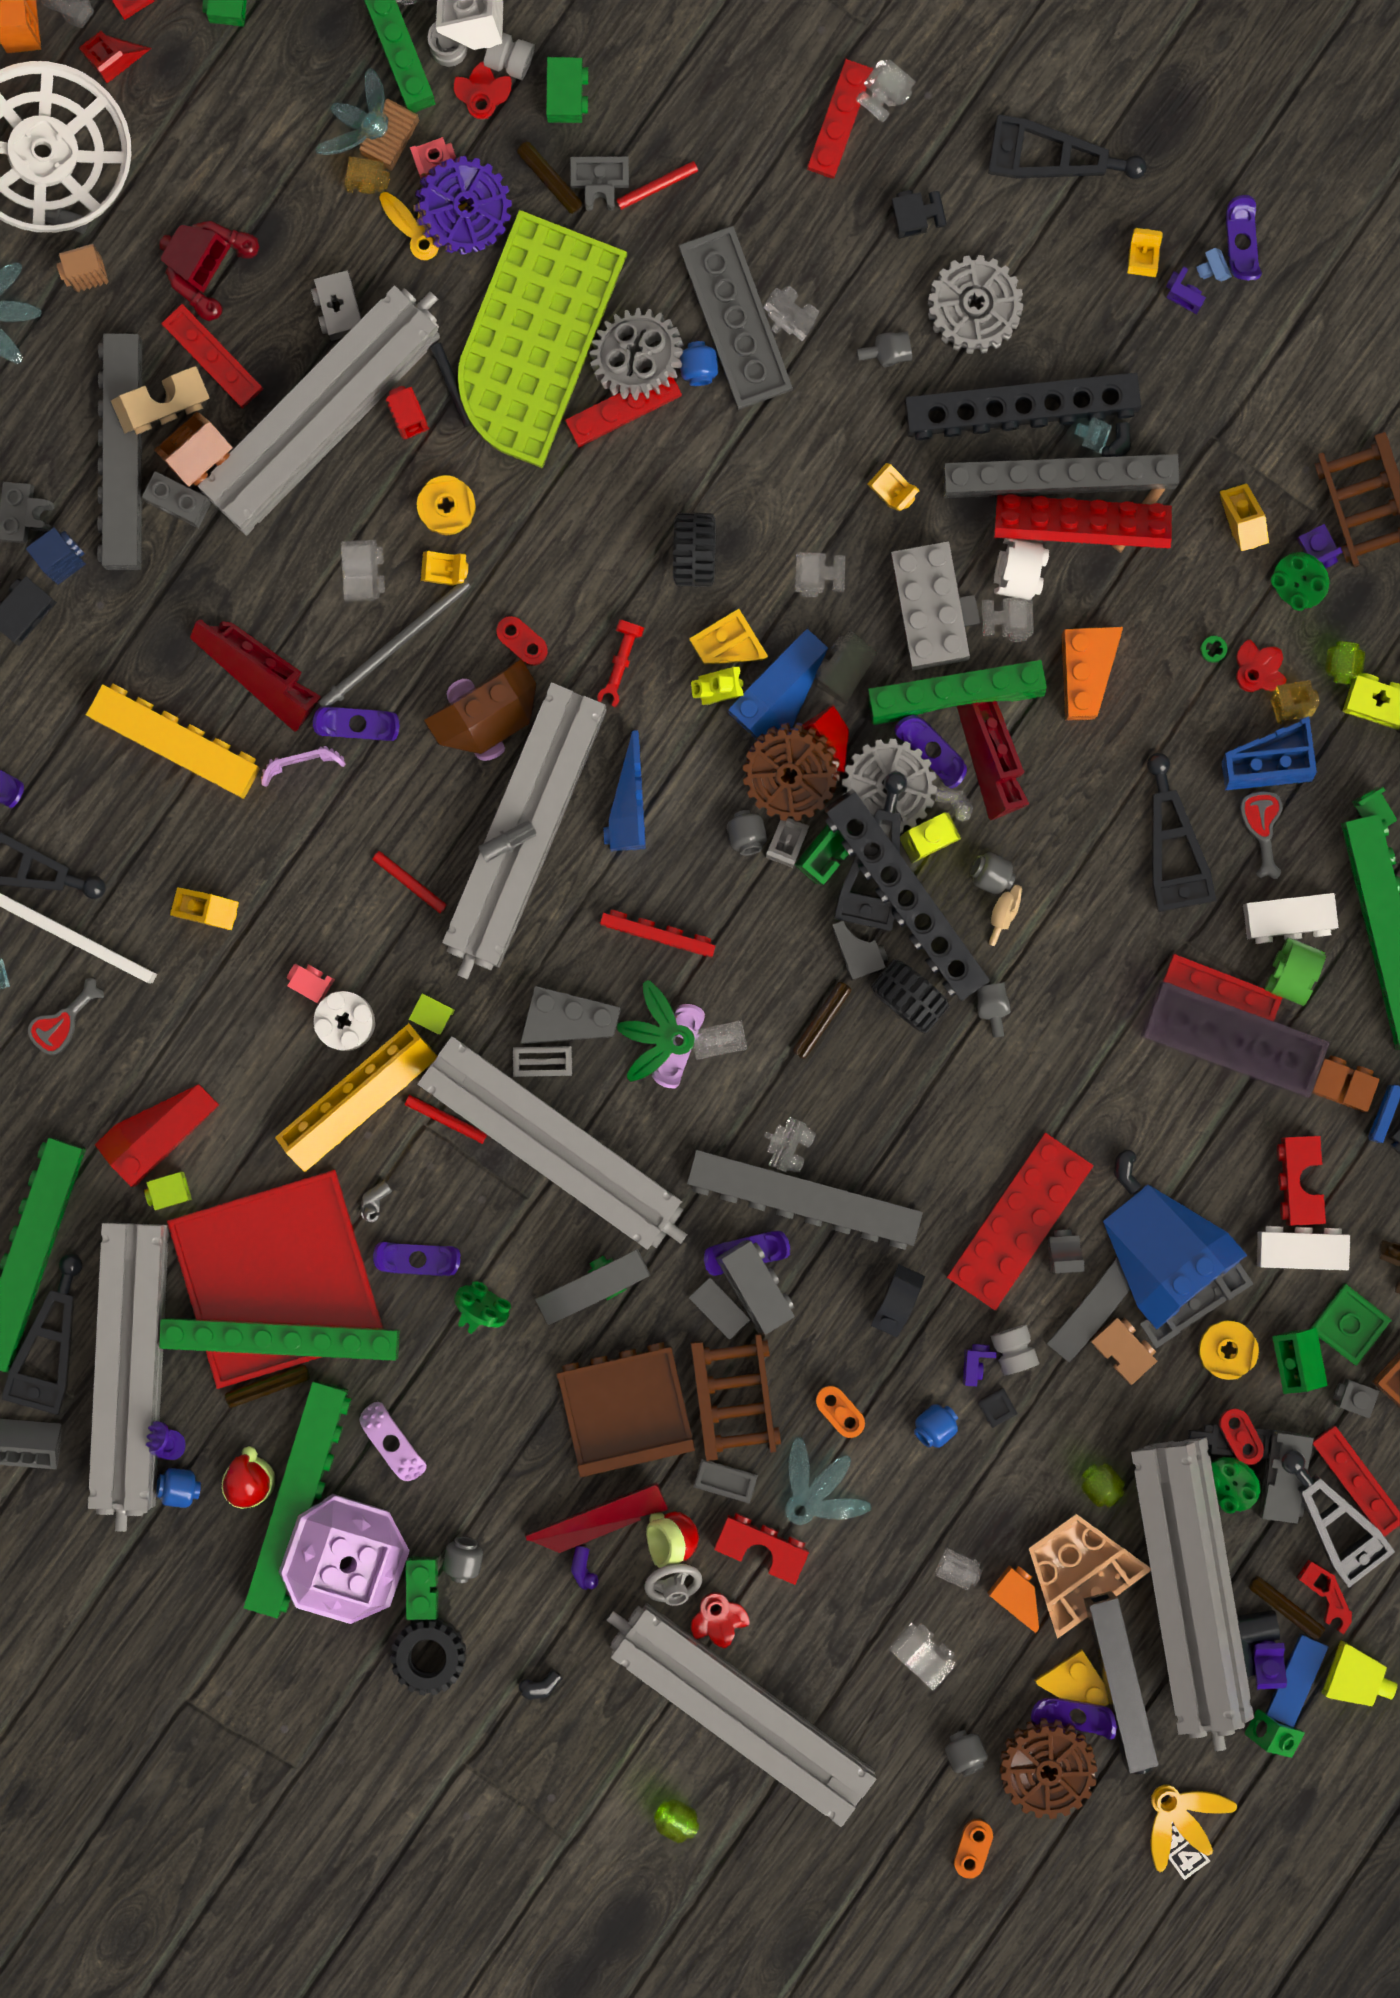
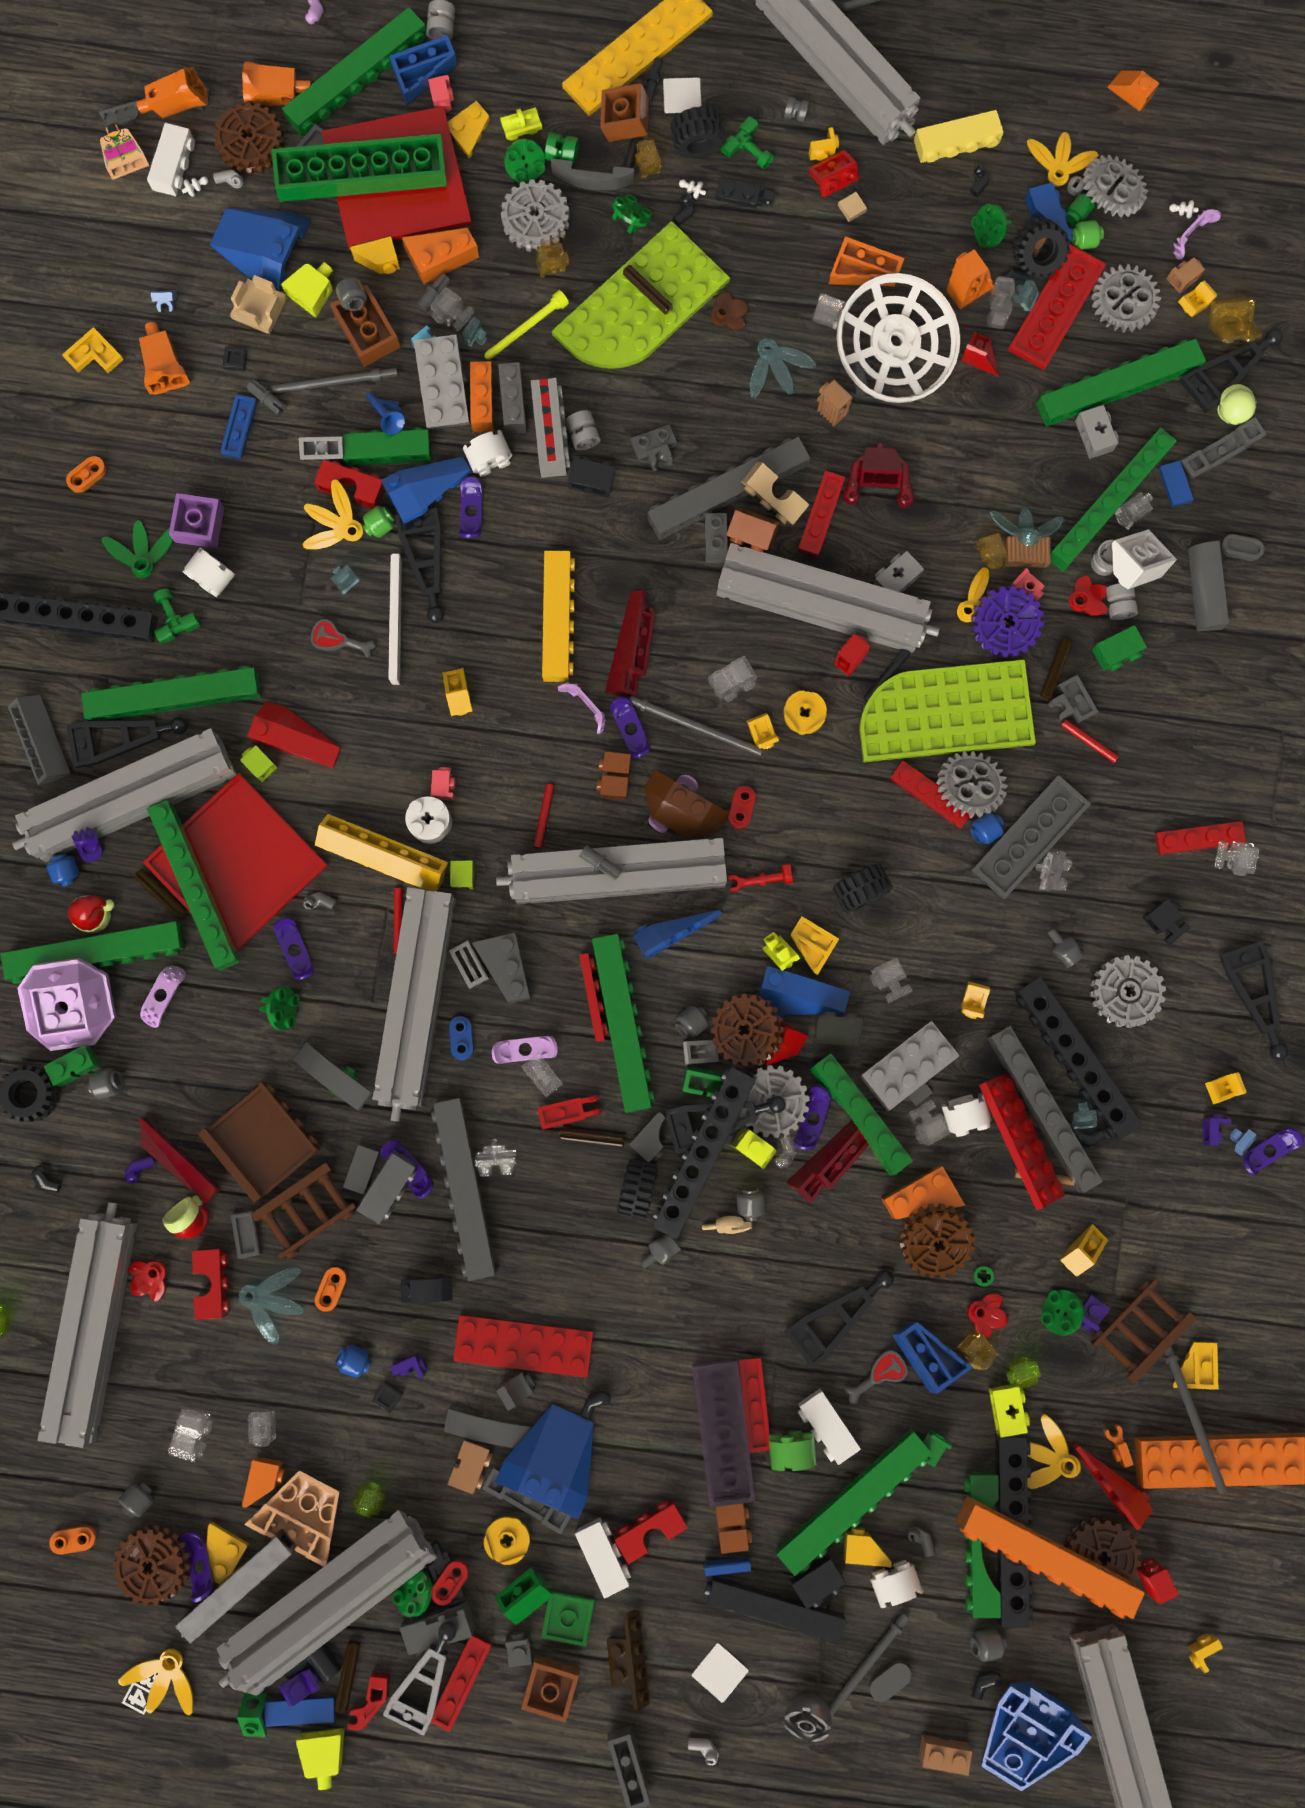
camera: 60 degrees right, 5 degrees down
(57, 555) = (638, 478): dark blue brick -> none
(406, 772) = (615, 776): none -> dark orange piece
(624, 1116) = (462, 1037): none -> blue plate
(651, 1034) = (525, 1034): green plant -> none
(673, 1588) = (151, 1236): light grey piece -> none
(705, 915) = (621, 1023): none -> green brick
(776, 1034) = (566, 1112): none -> red hinge
(1015, 1350) = (435, 1385): light grey wheel -> none
(1146, 681) = (937, 1240): none -> reddish brown piece

